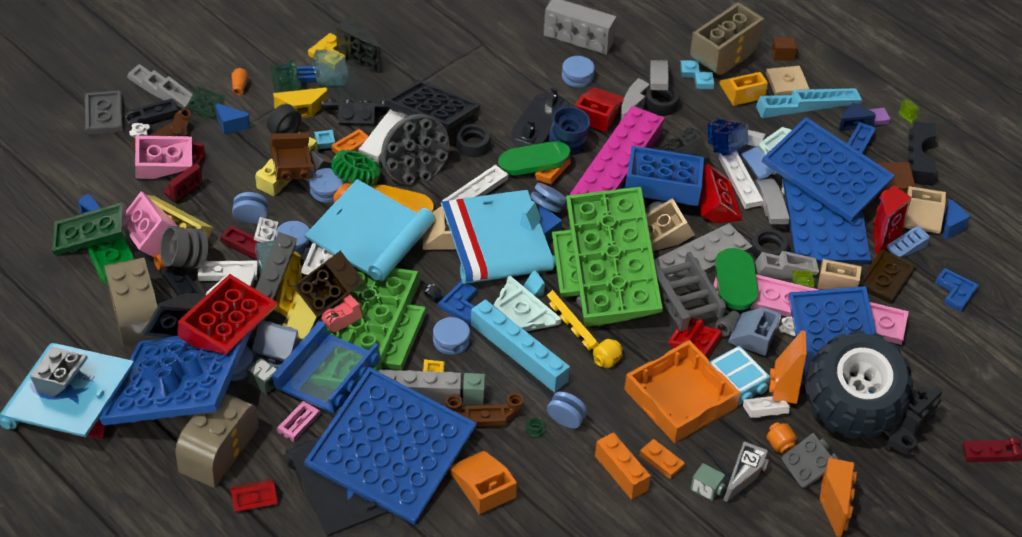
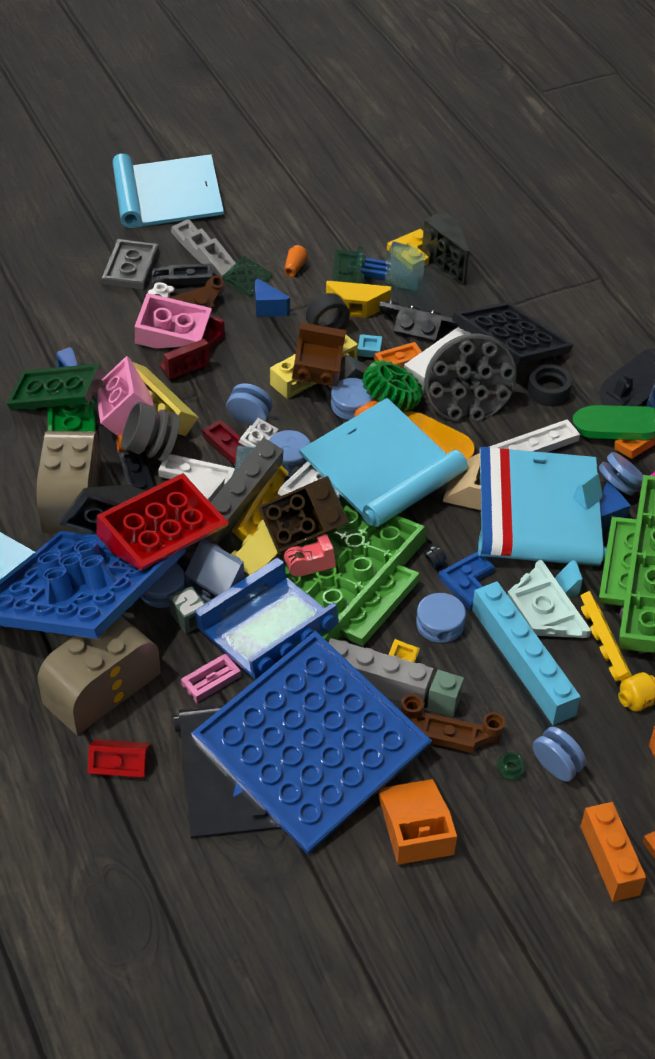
camera: 20 degrees right, 0 degrees up
(108, 41) = (166, 190): none -> door

